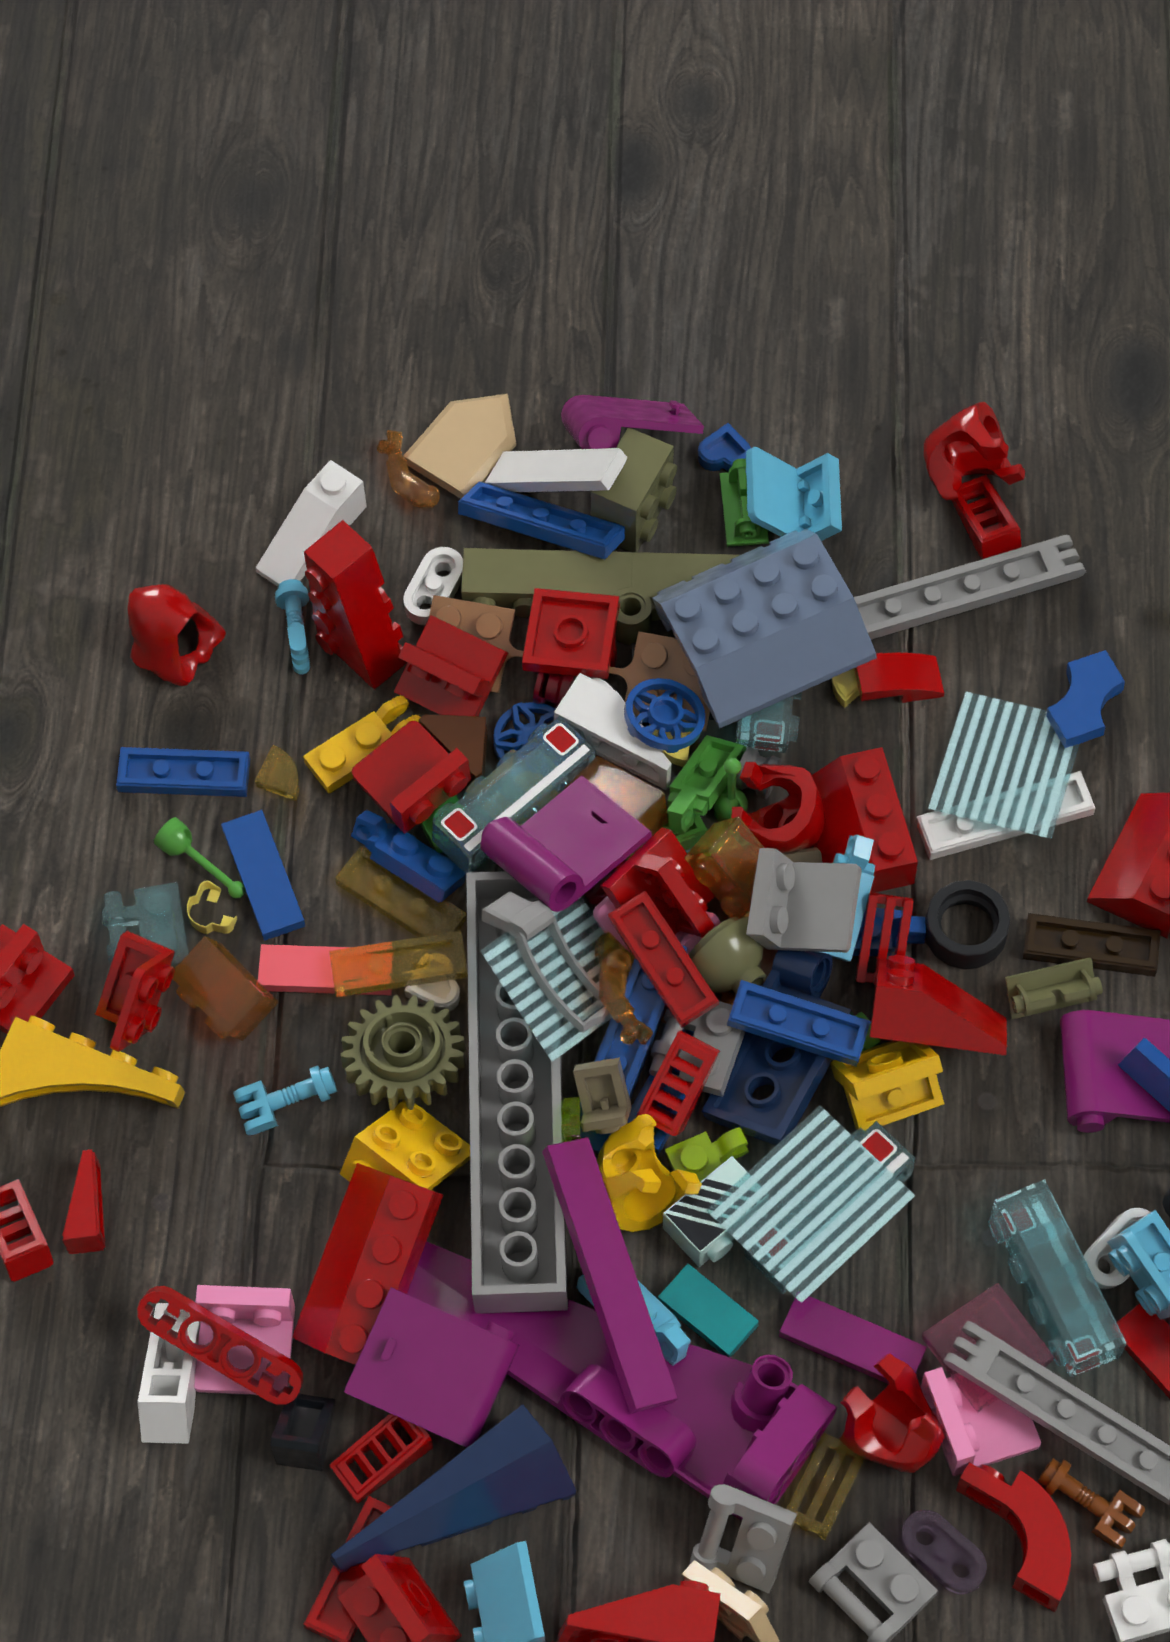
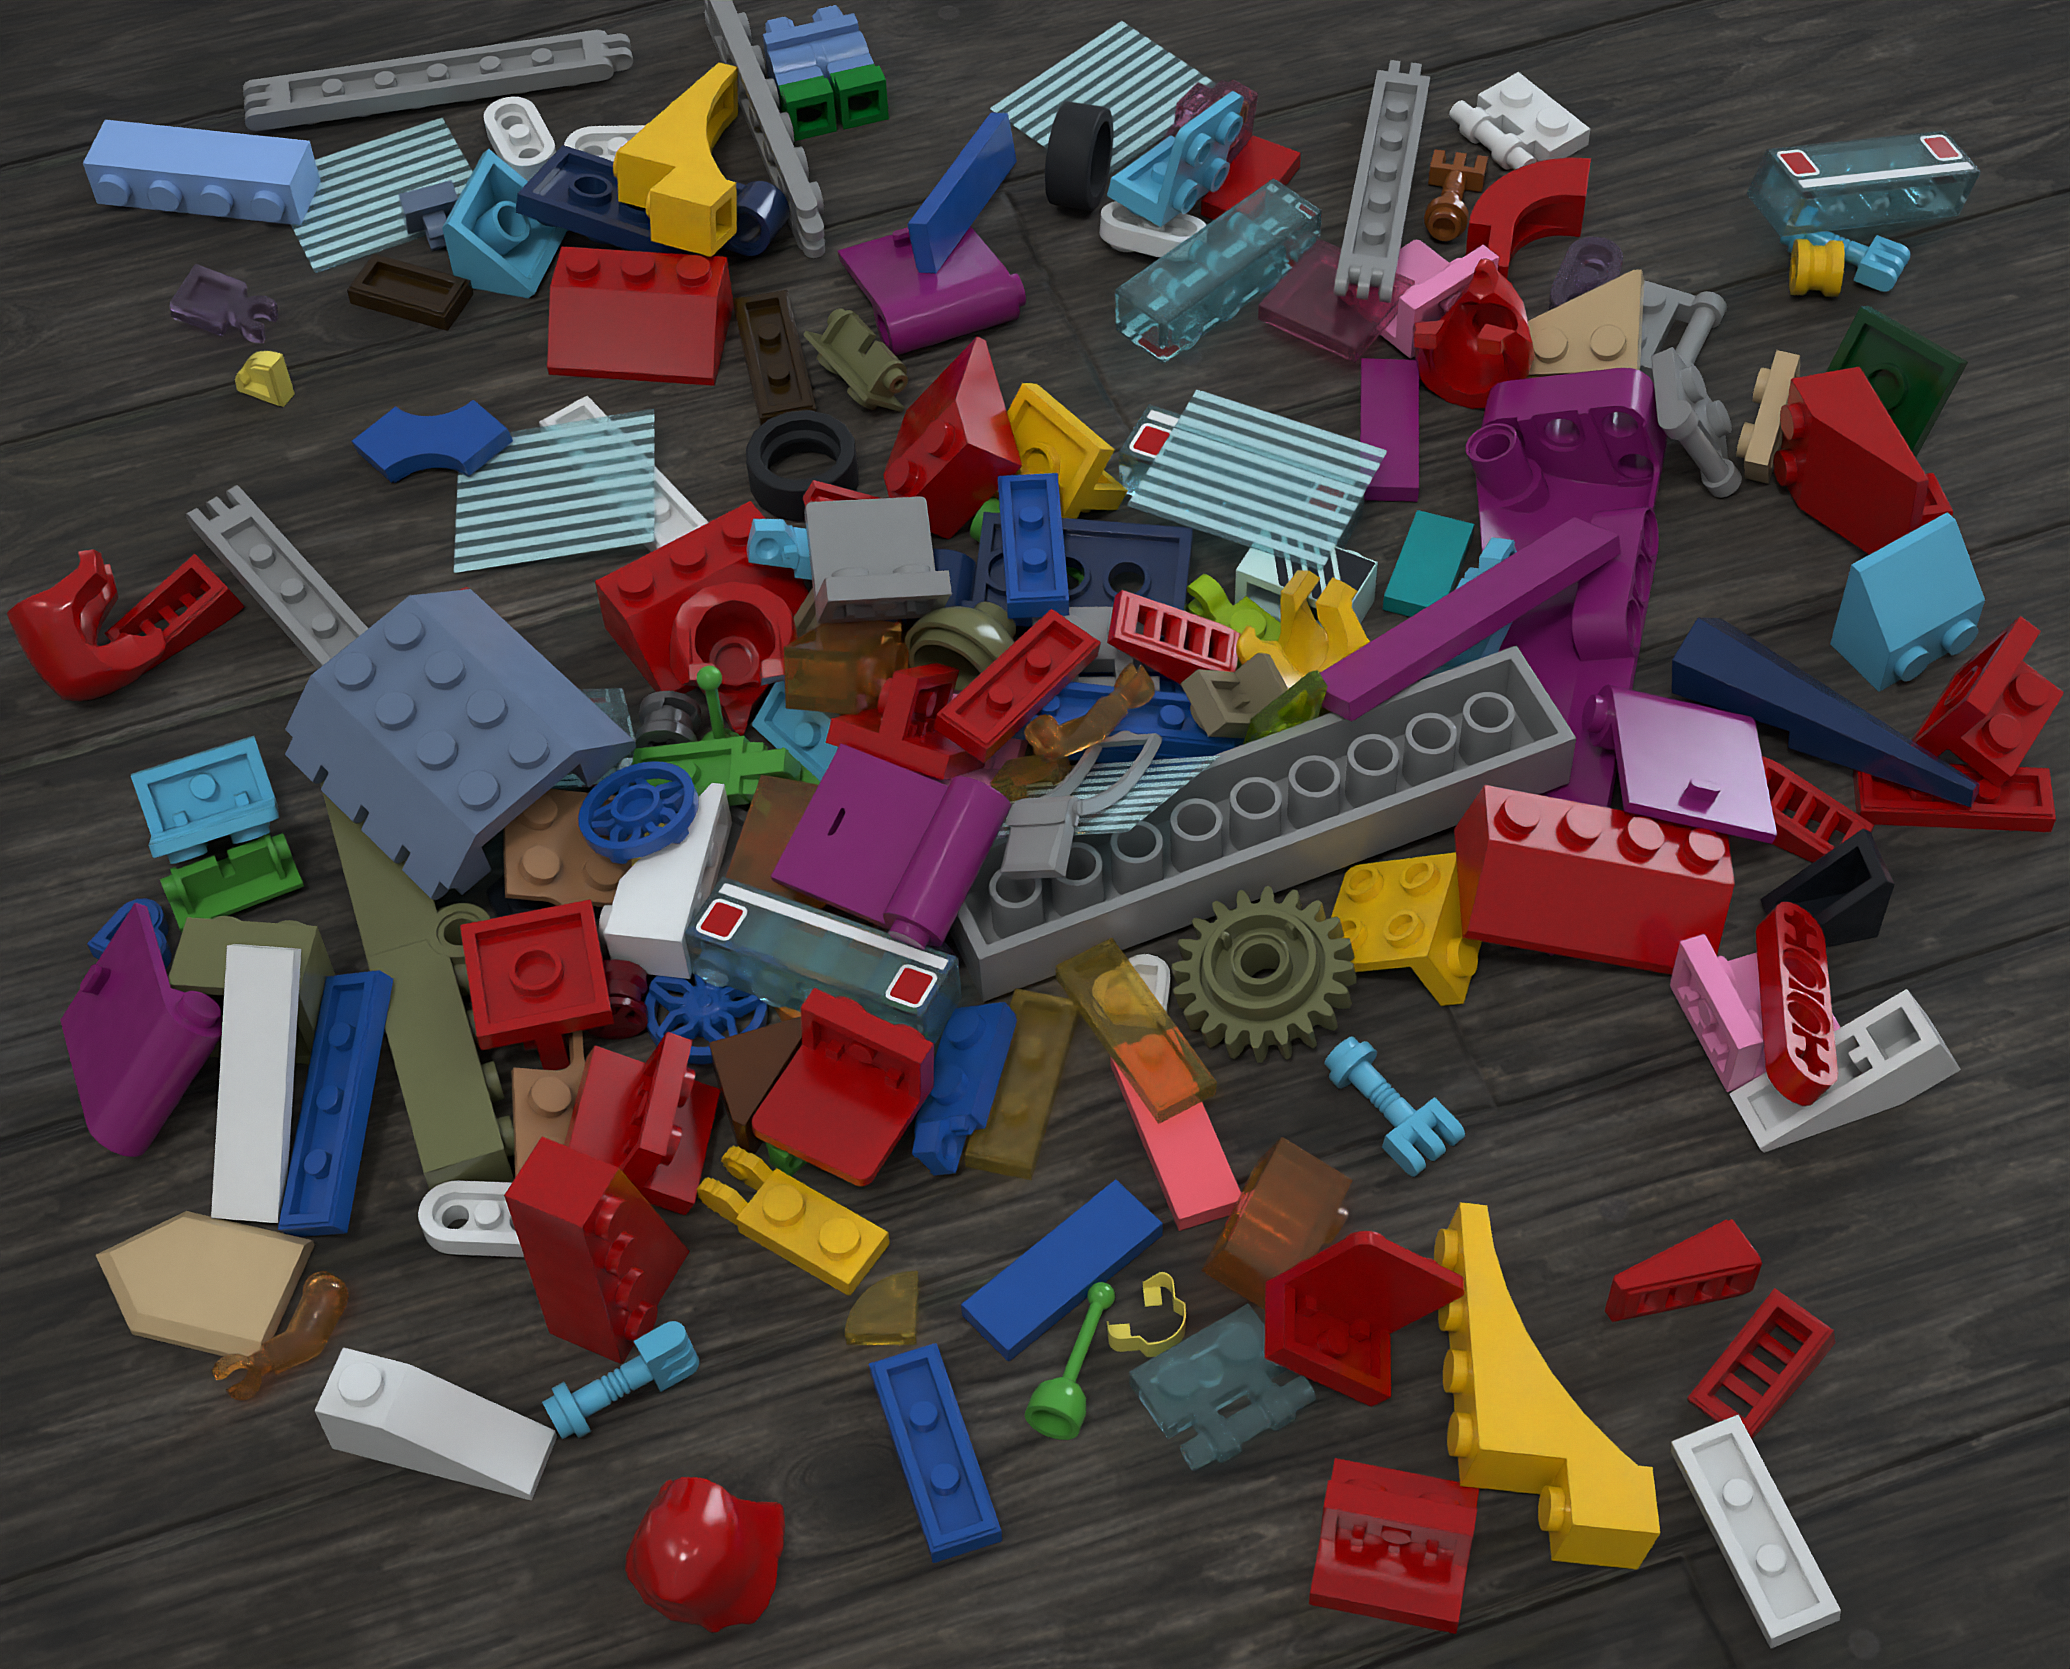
camera: 110 degrees left, 10 degrees down
(872, 1516) = (1591, 330): none -> tan wing

